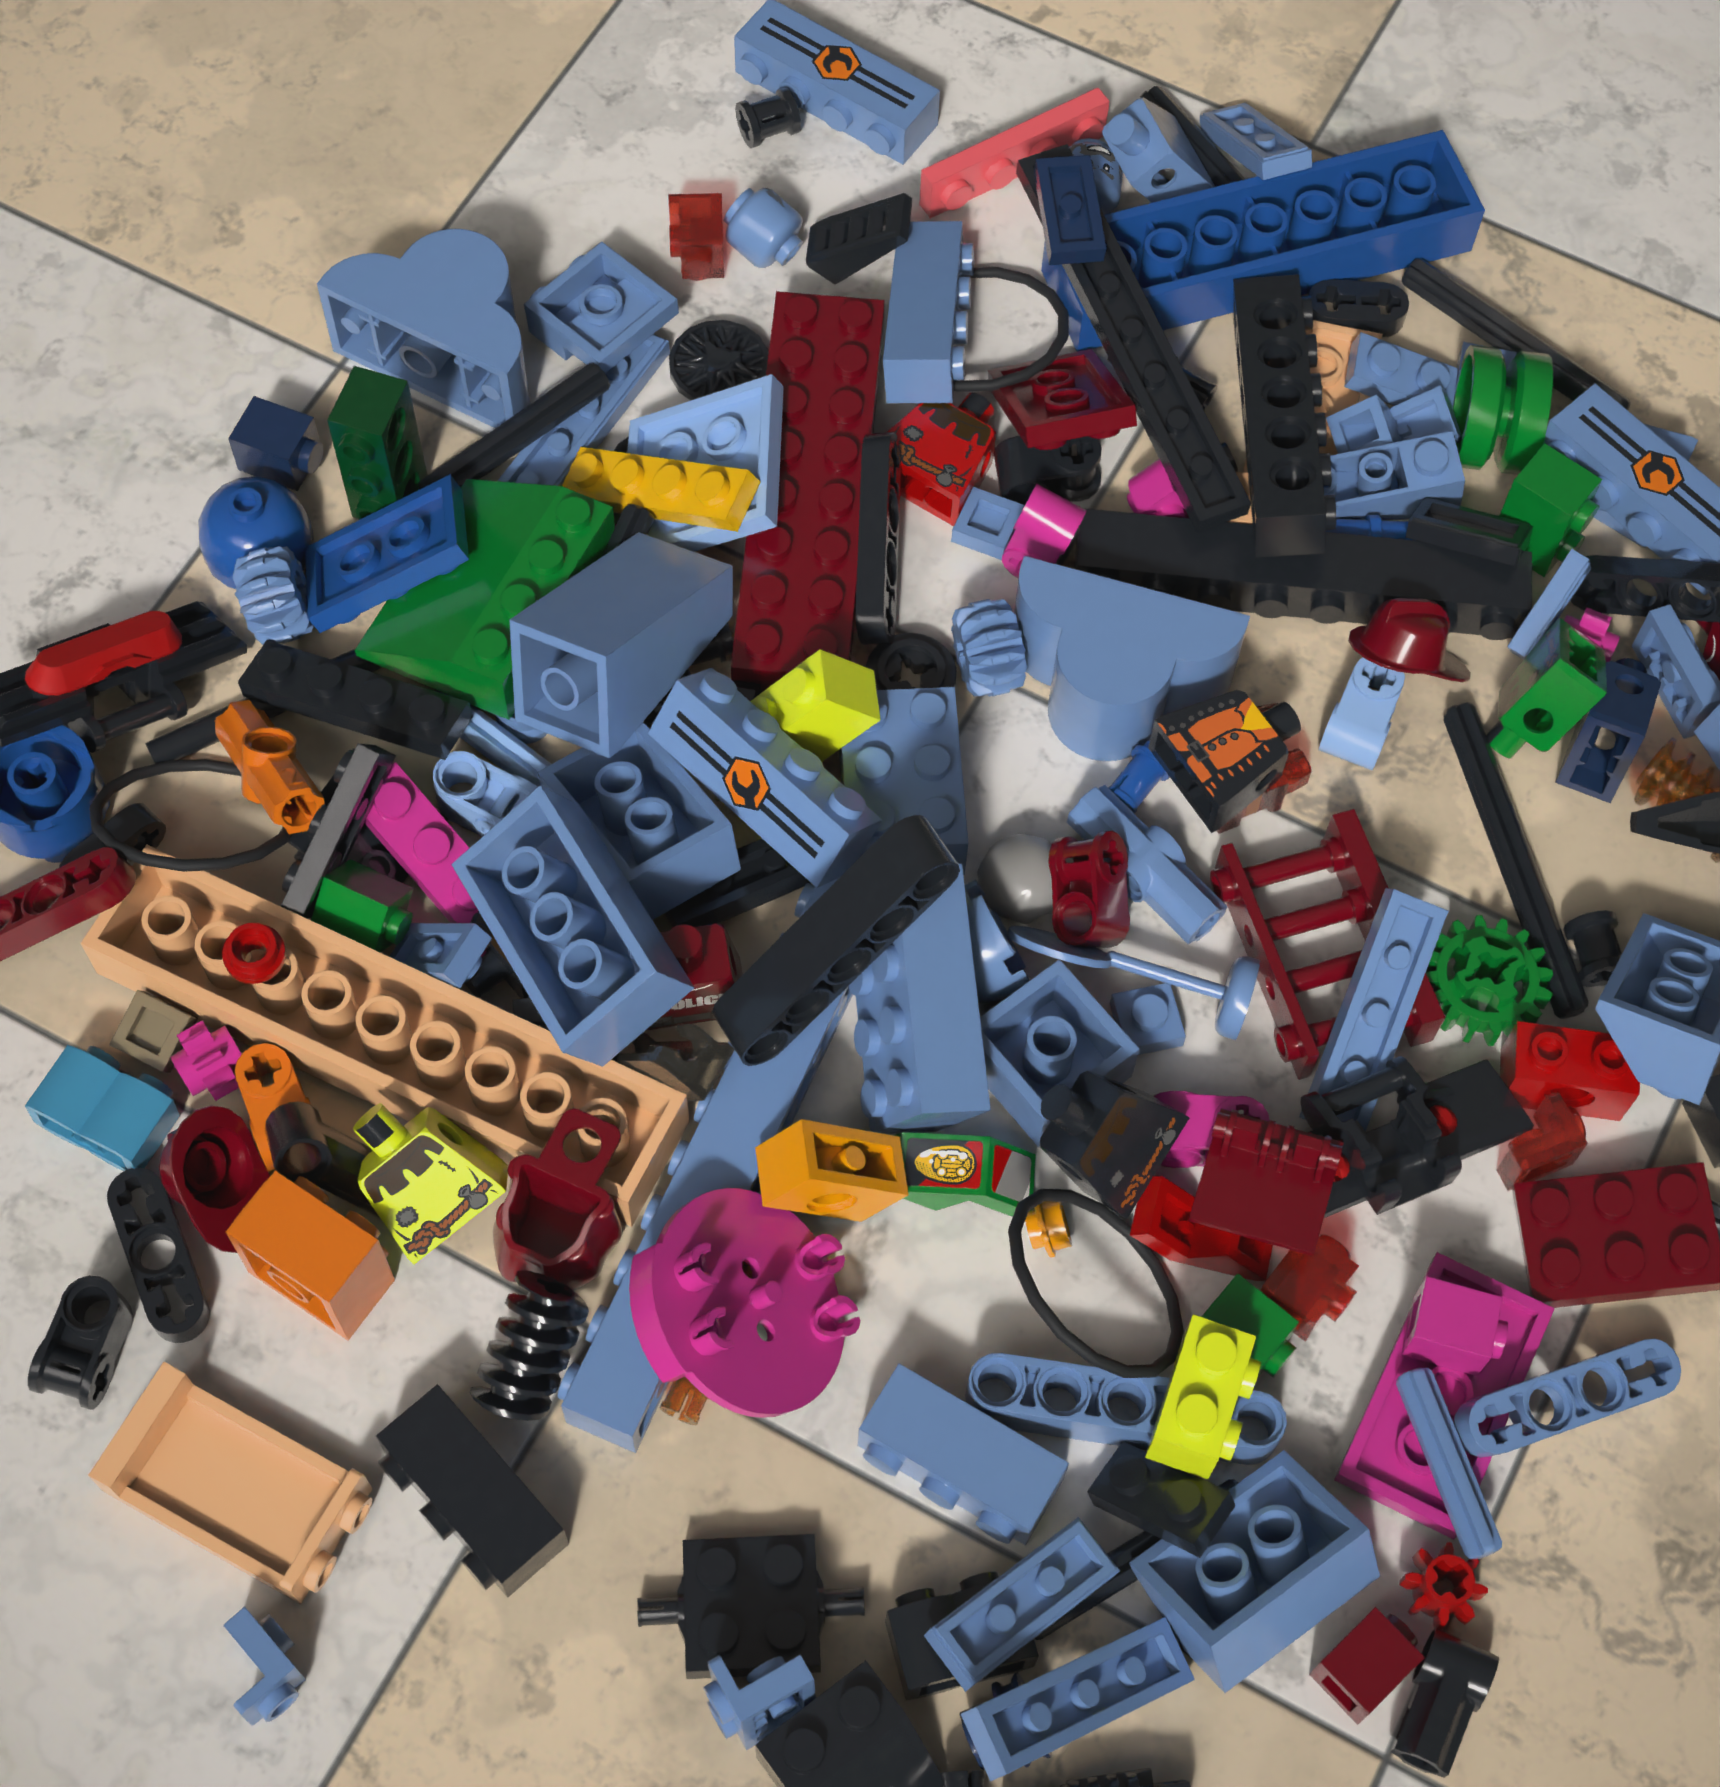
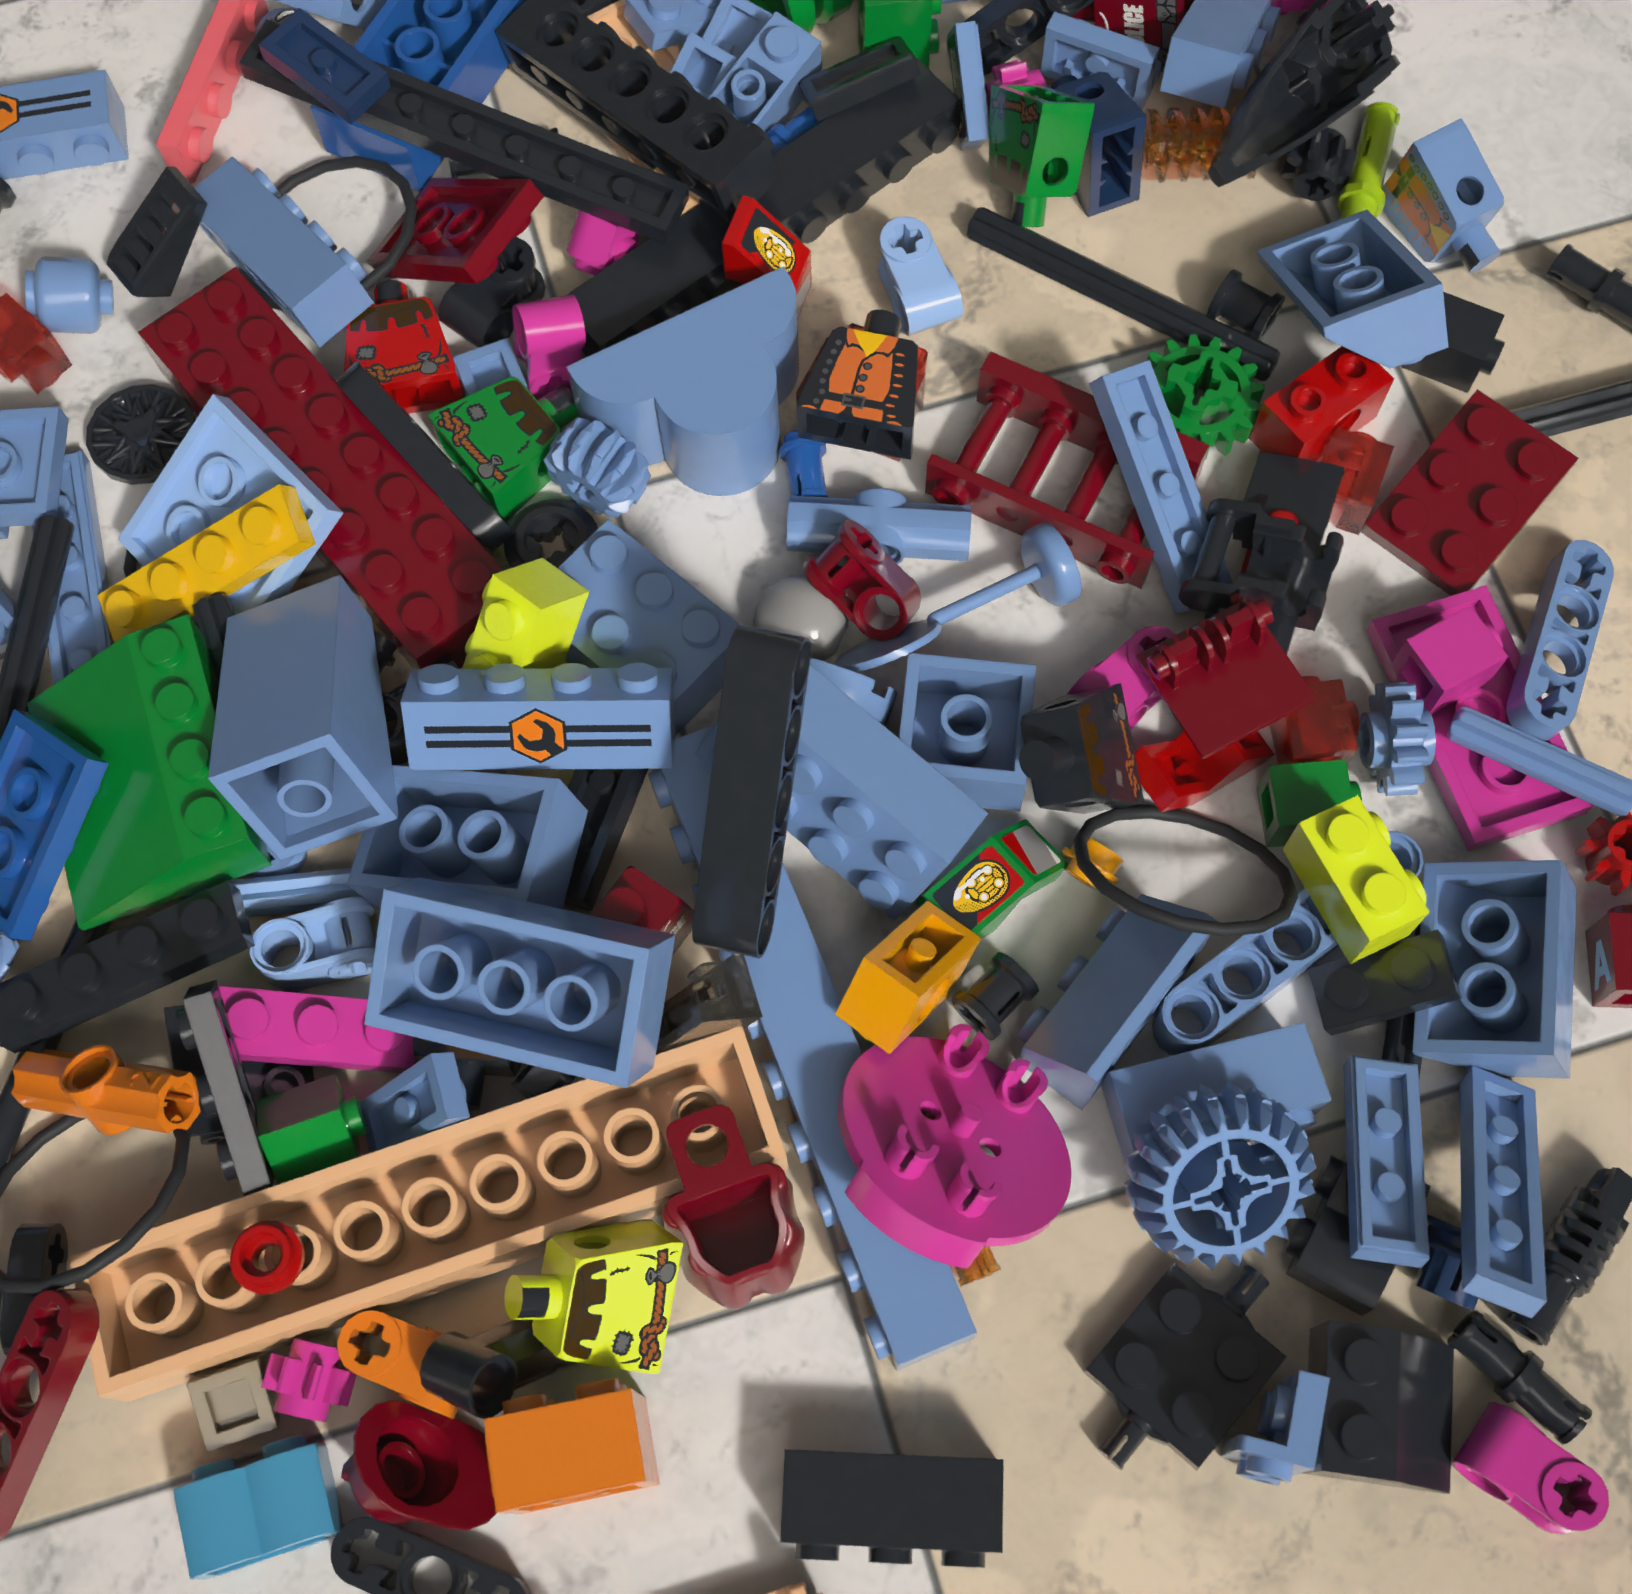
camera: 40 degrees left, 5 degrees up
(535, 1348) = (825, 1346): black piece -> none
(853, 1483) = (1234, 1188): none -> medium blue gear
(884, 1247) = (995, 995): none -> black bush
(945, 571) = (503, 438): none -> green torso
(953, 1323) = (1109, 999): none -> medium blue slope
(1149, 1017) = (997, 637): medium blue plate -> none
(1260, 588) = (761, 244): none -> slope
(1355, 1345) = (1396, 738): none -> medium blue gear
(1409, 639) = (897, 193): dark red piece -> none

